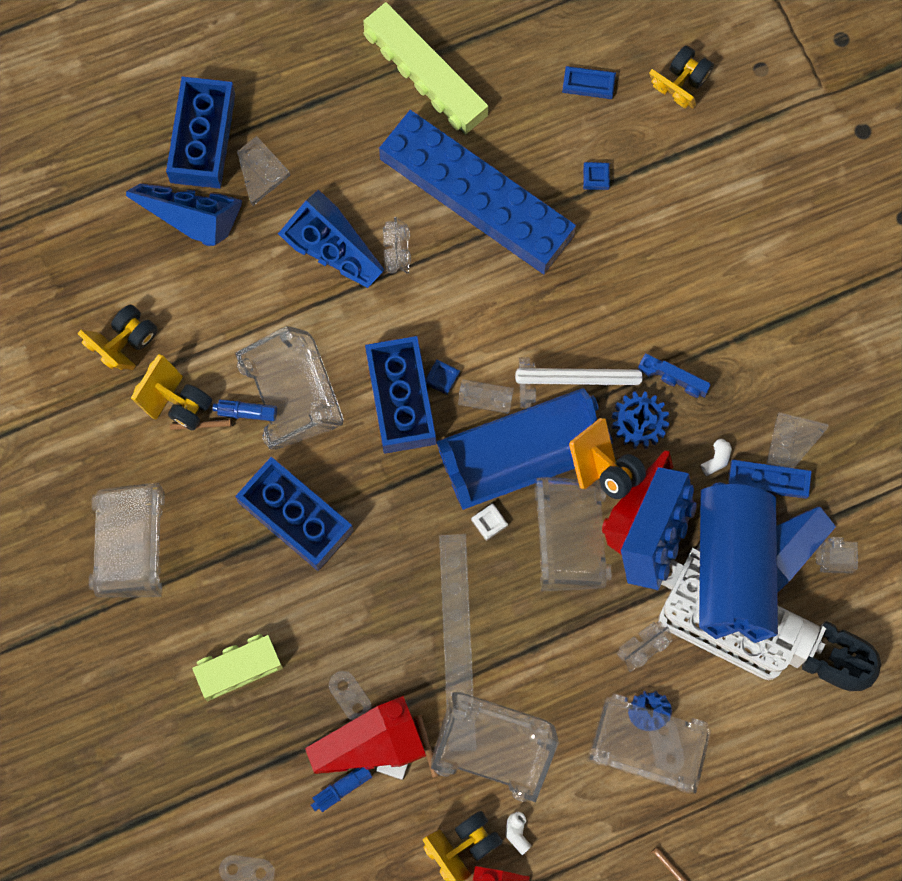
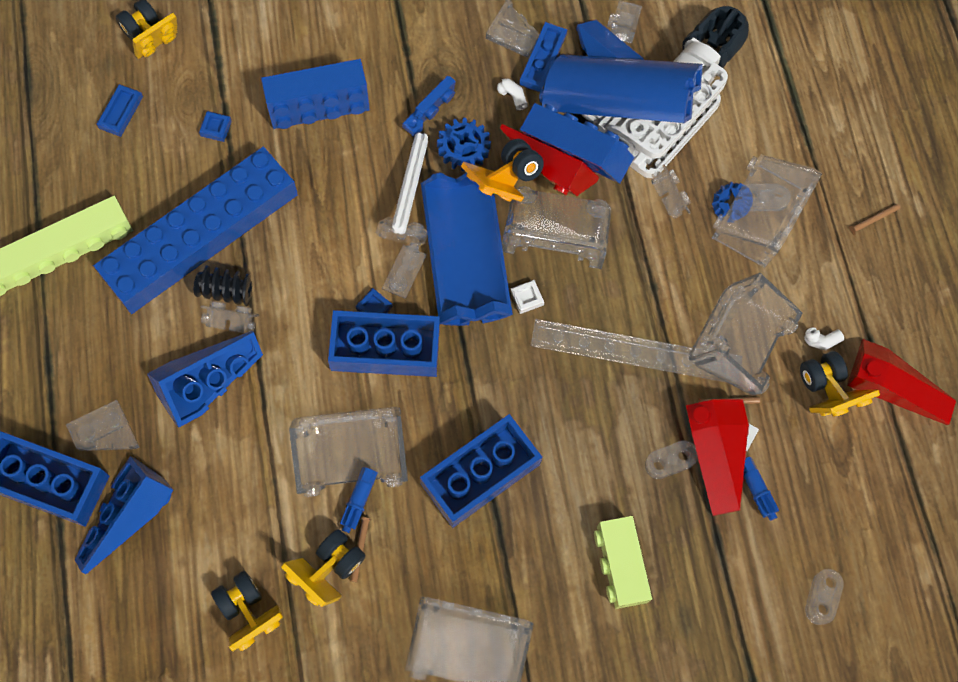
camera: 80 degrees left, 5 degrees down
(423, 231) = (223, 286): none -> black piece
(650, 260) = (316, 94): none -> blue brick

